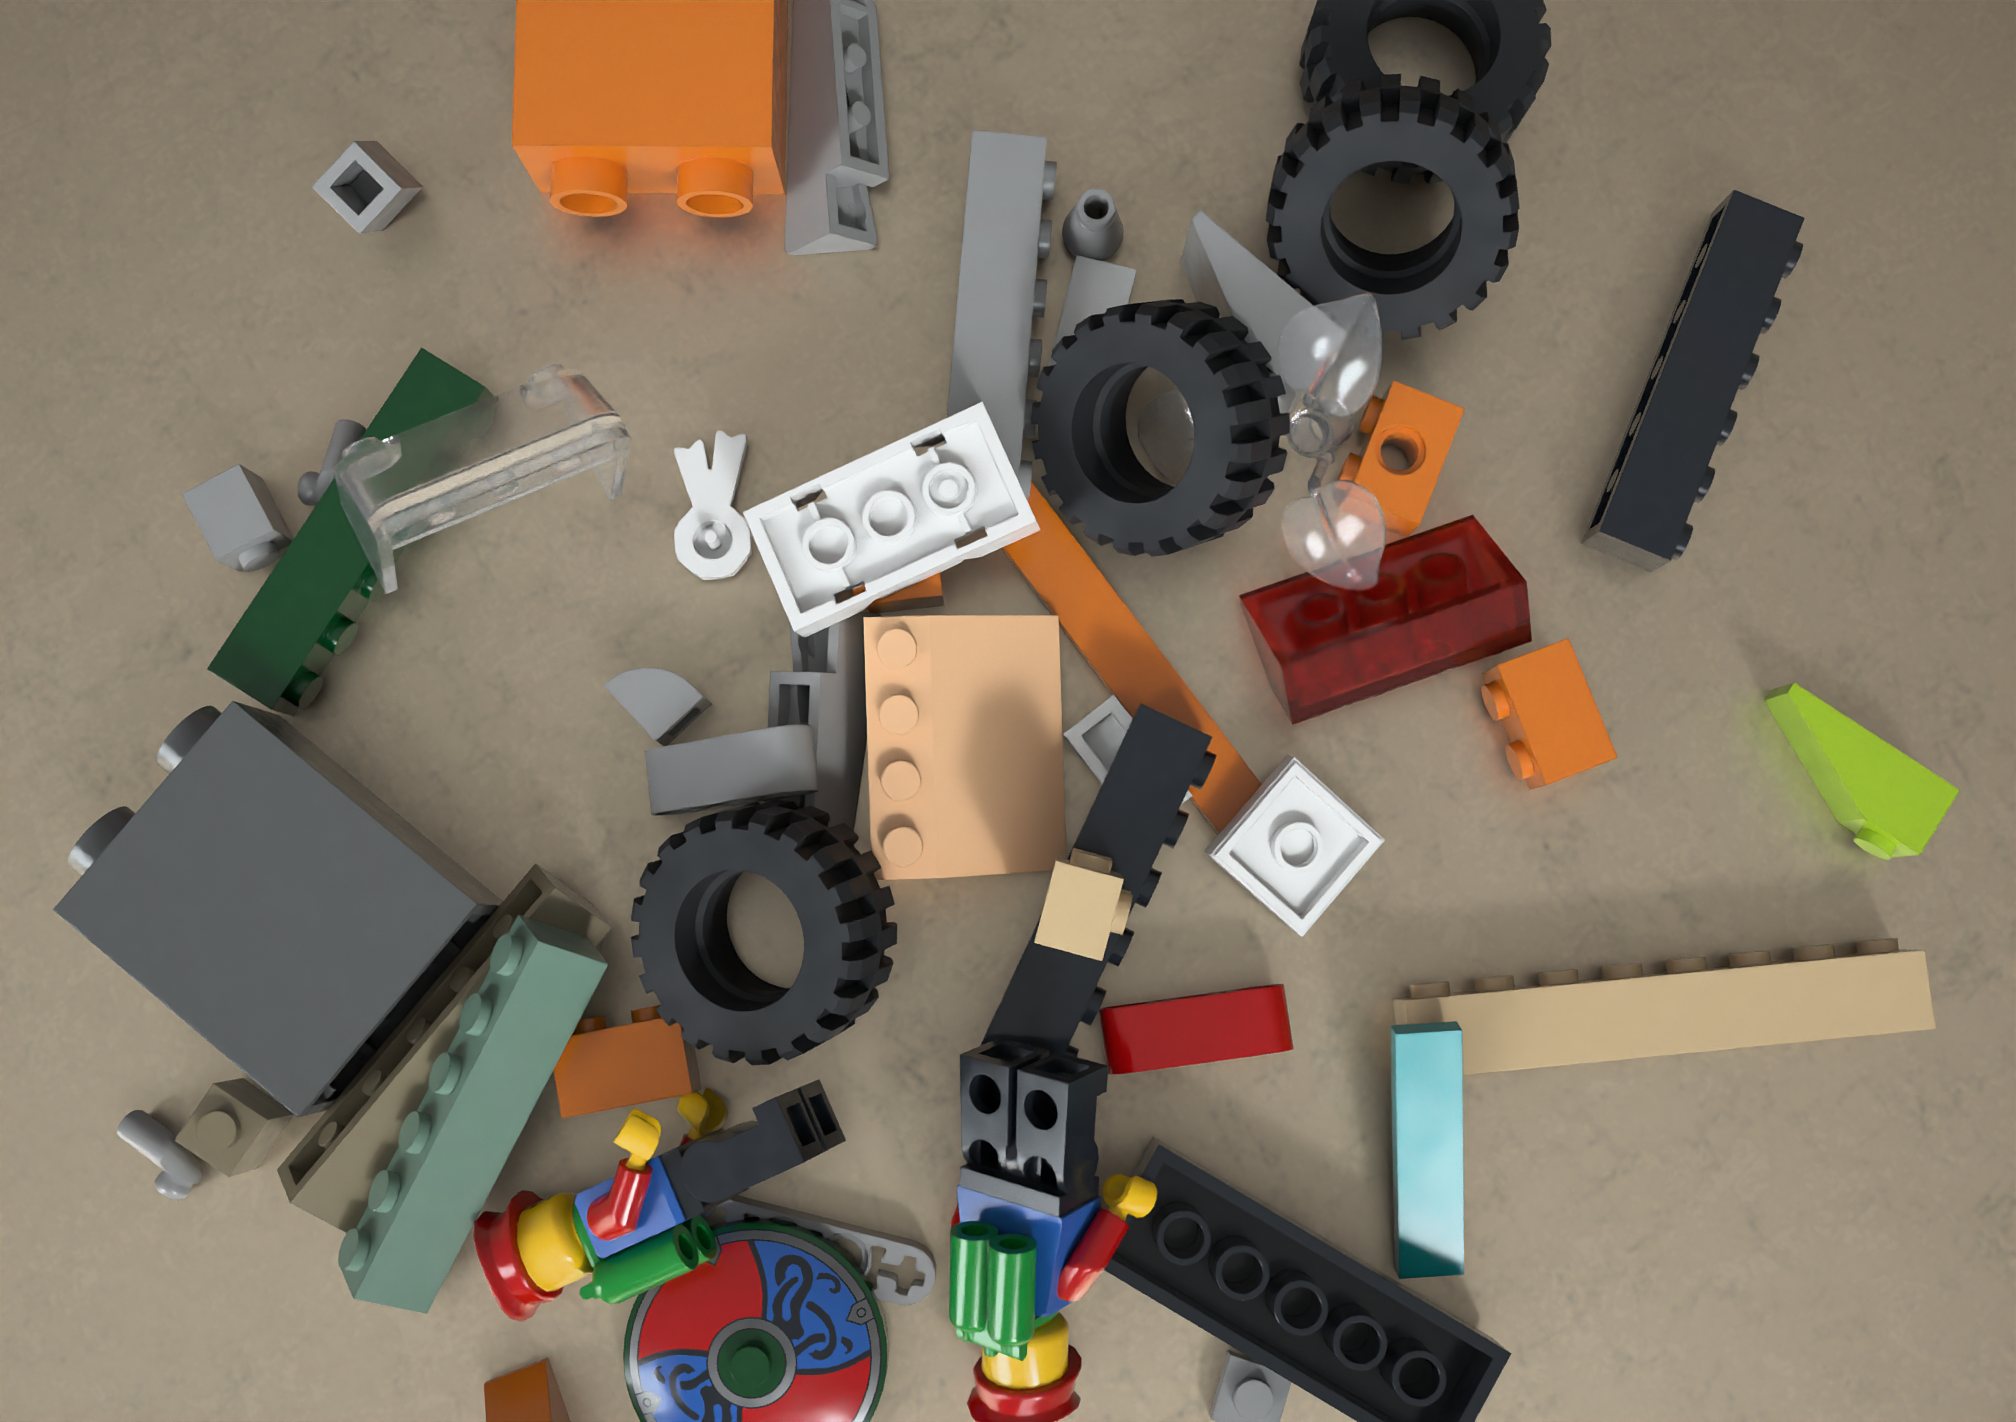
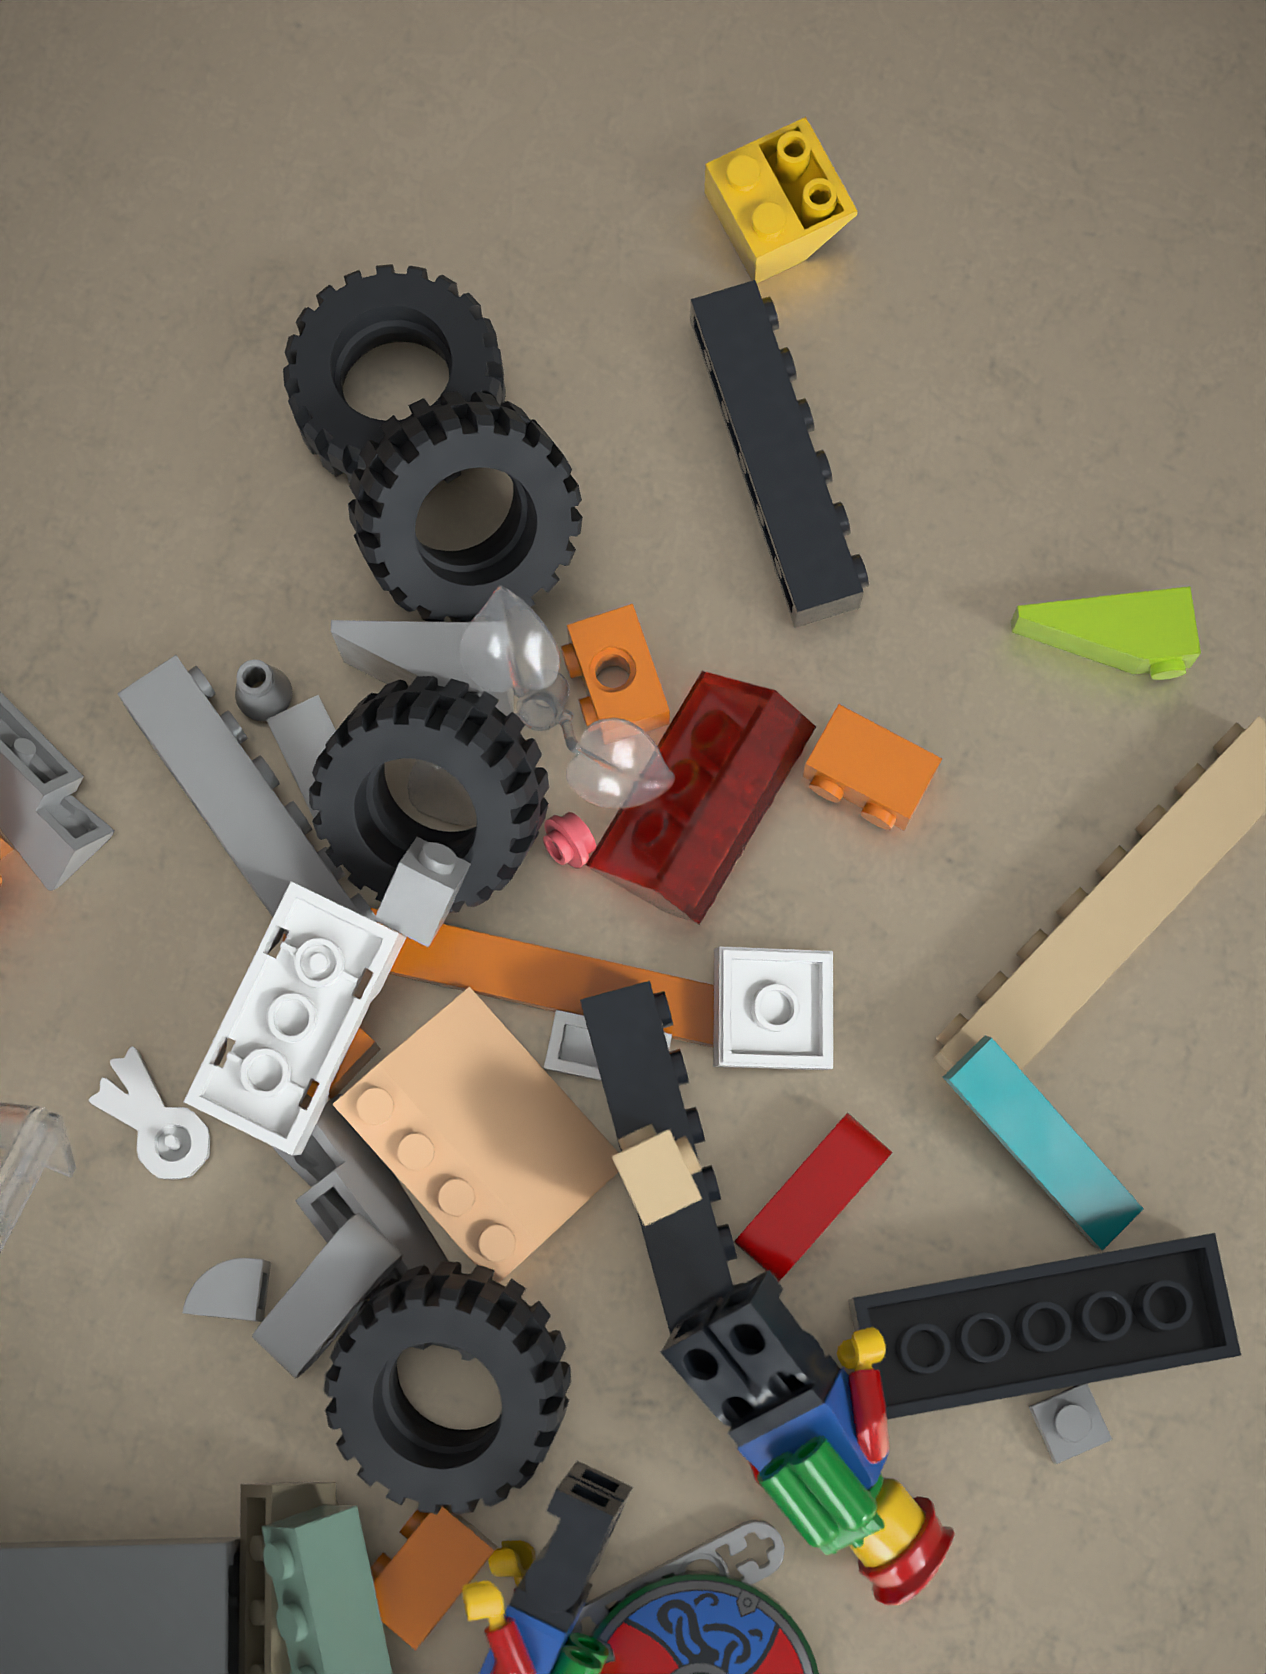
camera: 35 degrees left, 5 degrees down
(1085, 501) = (422, 891): none -> brick
(1242, 562) = (568, 840): none -> coral plate
(1881, 165) = (778, 199): none -> yellow slope

